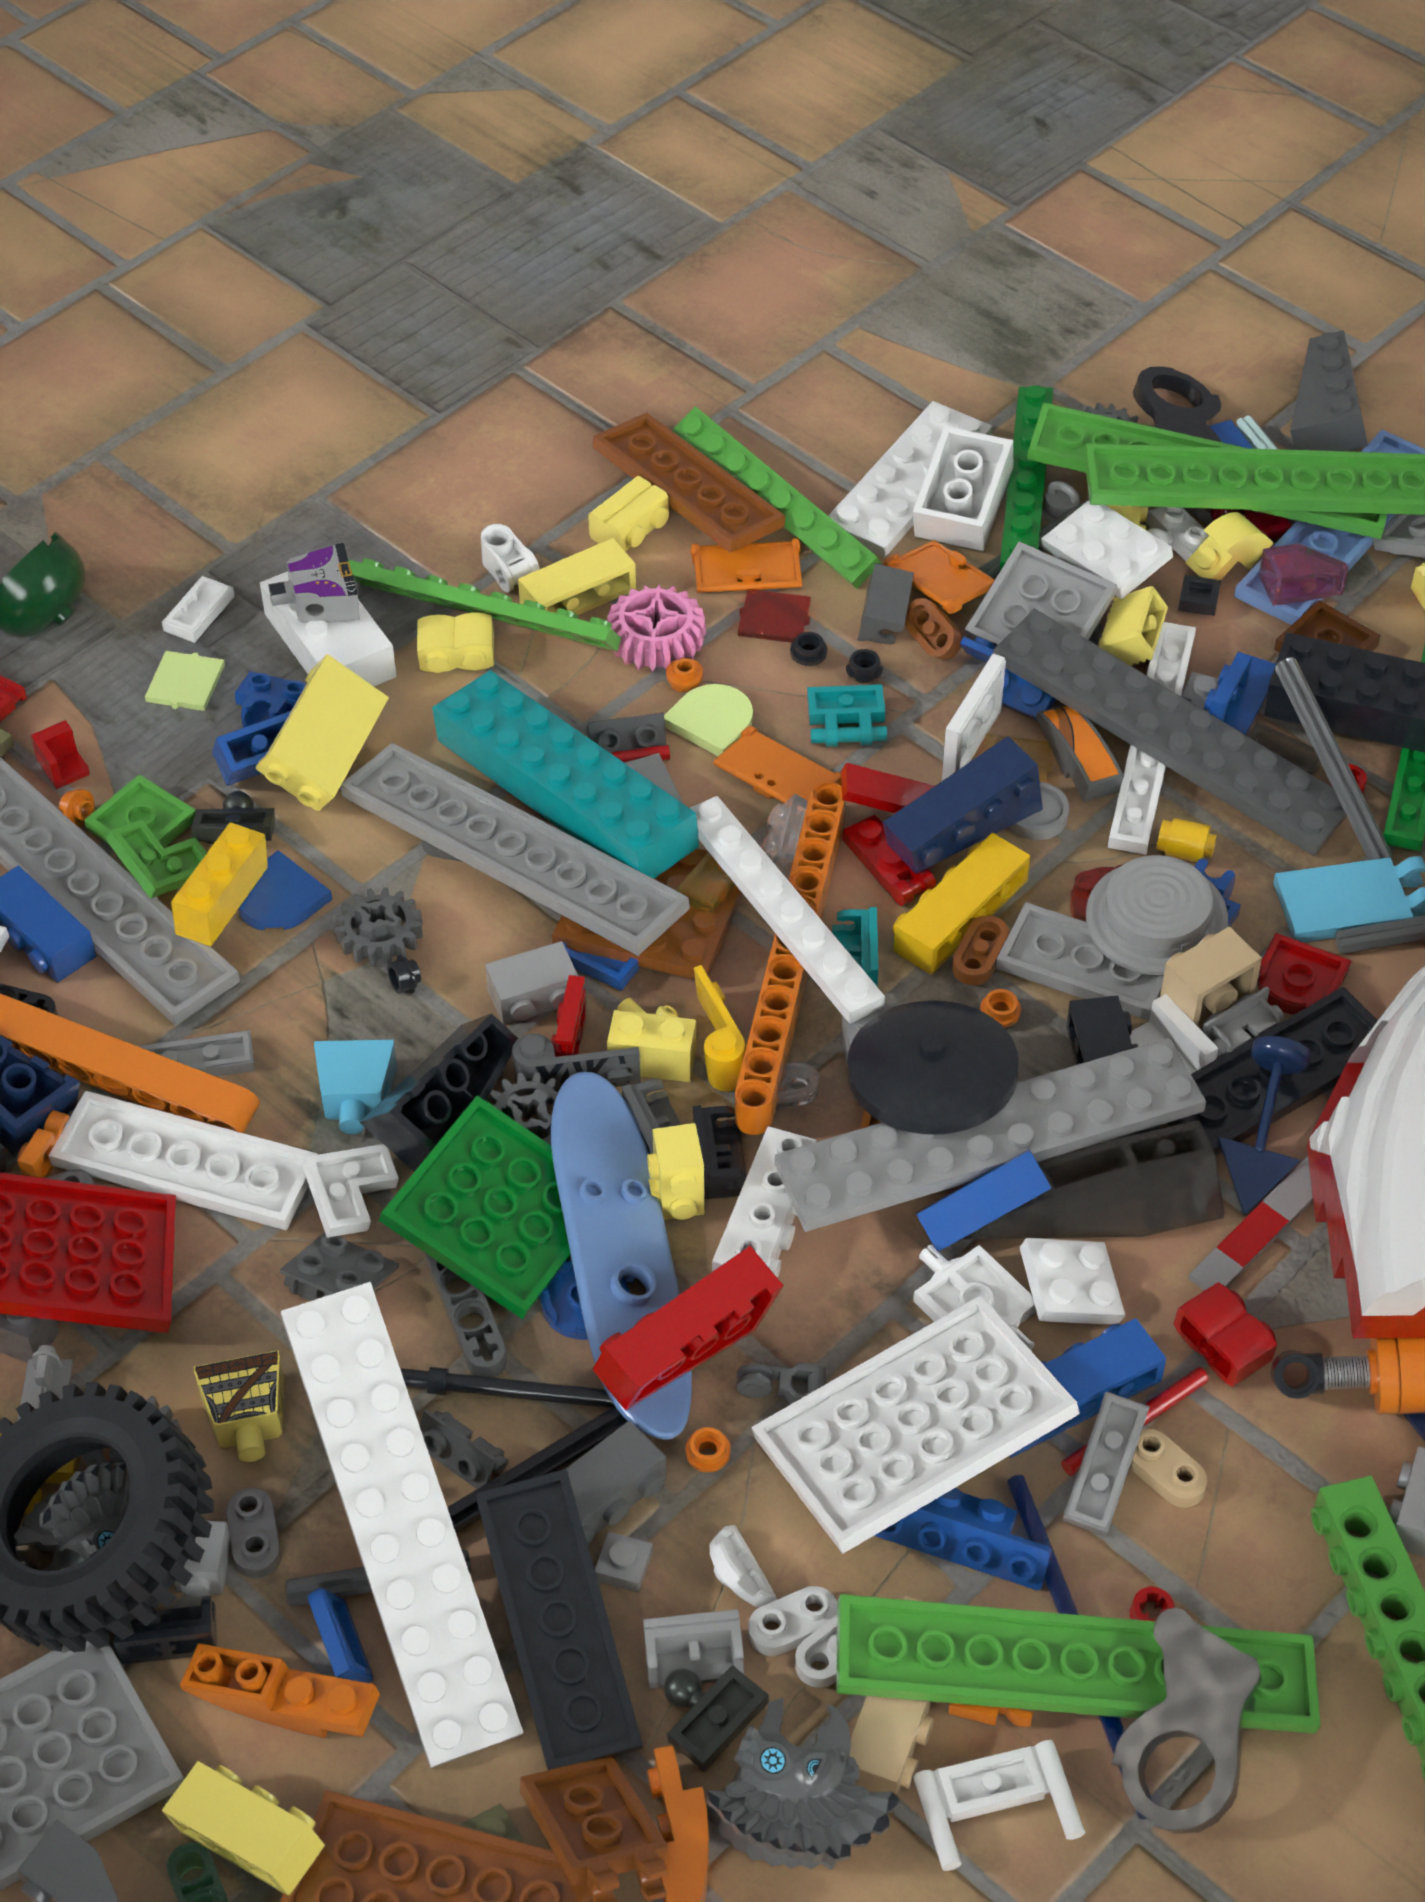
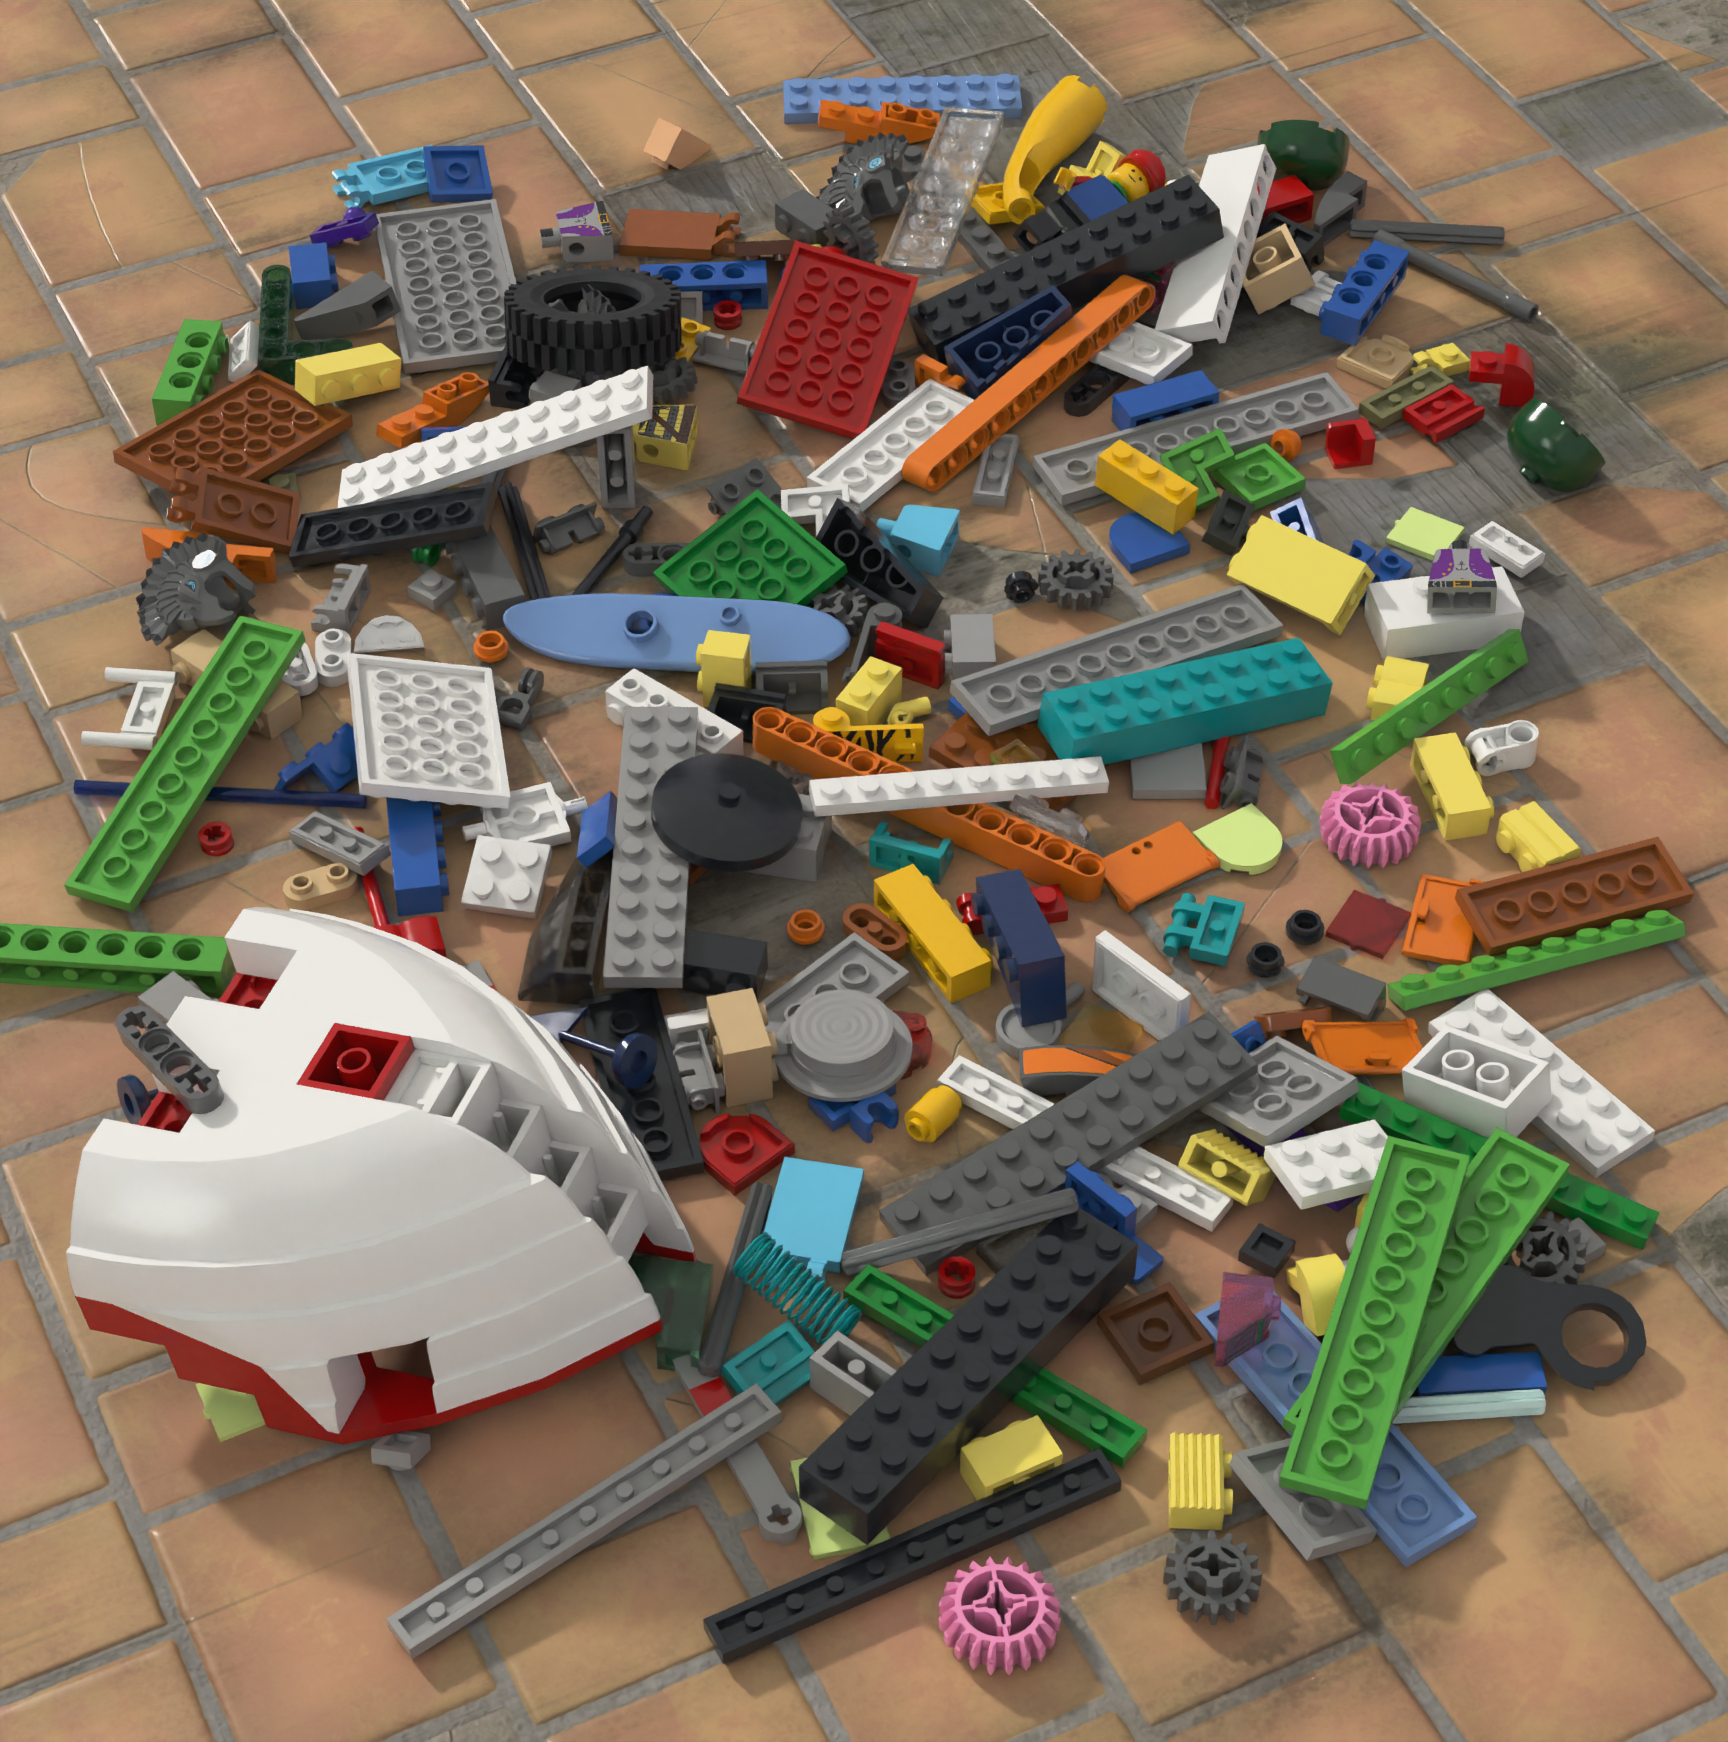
camera: 110 degrees right, 5 degrees down
(684, 674) = (1305, 836): orange plate -> none
(688, 1329) = (575, 632): red wedge -> none
(714, 1715) = (289, 600): pearl dark grey plate -> none
(879, 788) = (1078, 913): red tile -> none
(1205, 1700) = (105, 799): animal -> none
(1327, 400) = (1545, 1479): dark grey wedge -> none

